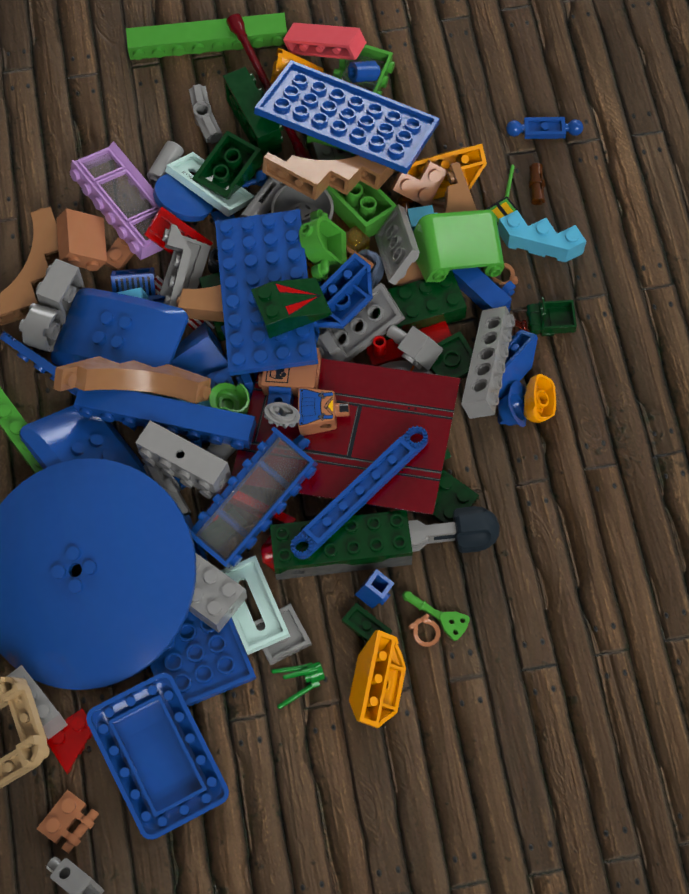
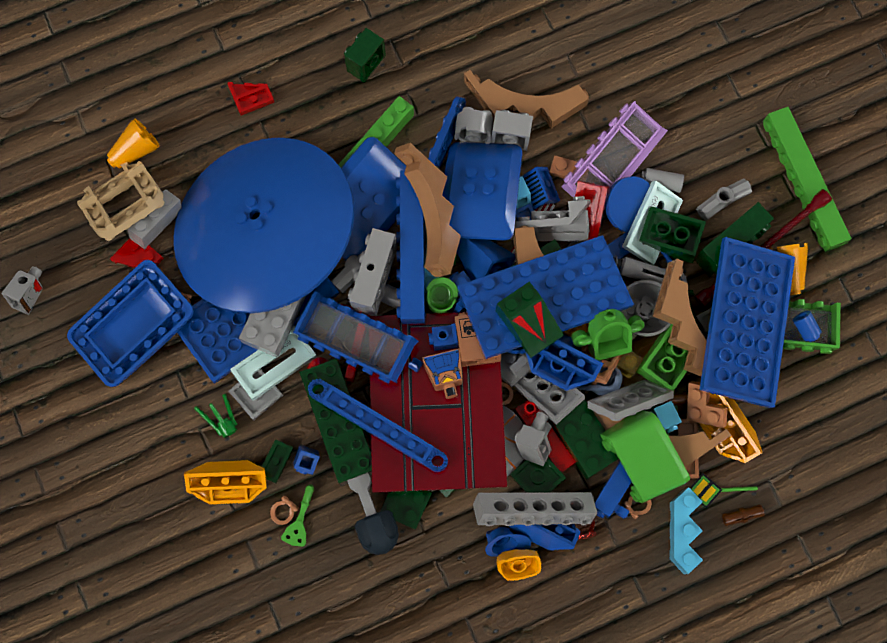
camera: 75 degrees right, 10 degrees up
(62, 818) = (76, 267): nougat plate -> none
(81, 239) = (563, 133): nougat brick -> none
(288, 414) = (432, 345): light grey gear -> none
(324, 41) = (830, 283): coral brick -> none
(544, 128) = (806, 509): blue plate -> none
(551, 317) = (605, 557): dark green piece -> none

